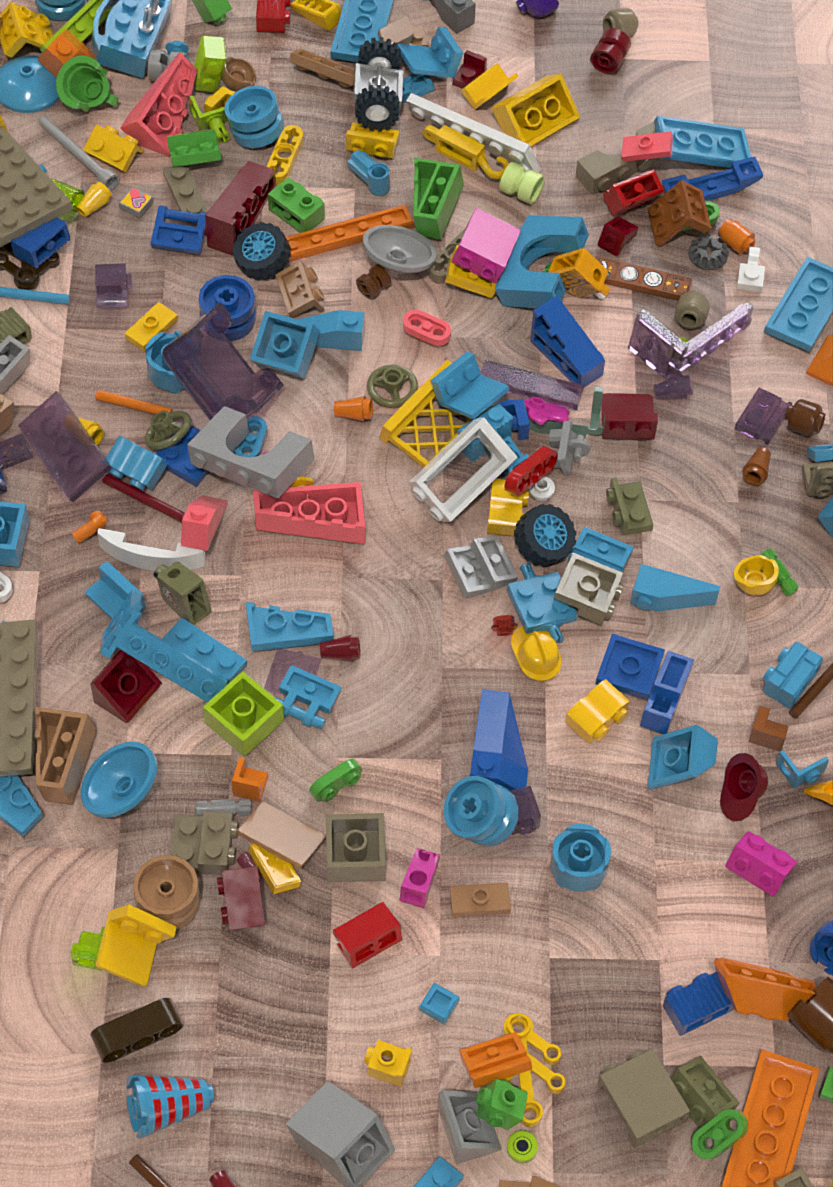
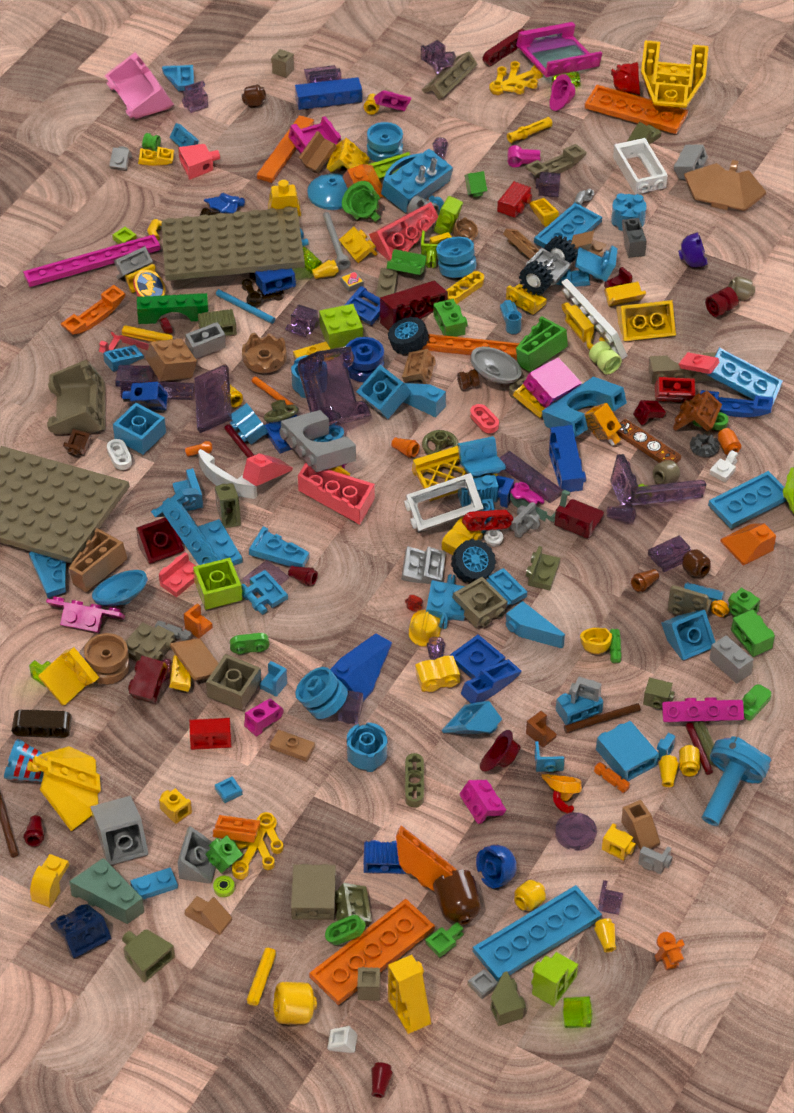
camera: 30 degrees right, 10 degrees down
(87, 339) = (258, 347): none -> medium nougat plate
(91, 843) = (83, 617): none -> bracket
(166, 272) = (340, 325): none -> lime brick
(181, 723) = (177, 575): none -> coral bracket
(234, 1099) = (68, 783): none -> yellow panel
(399, 817) = (275, 679): none -> dark azure panel
(574, 679) = (436, 647): none -> cone
(678, 888) = (410, 787): none -> olive beam
(800, 651) = (585, 688): none -> light grey bracket

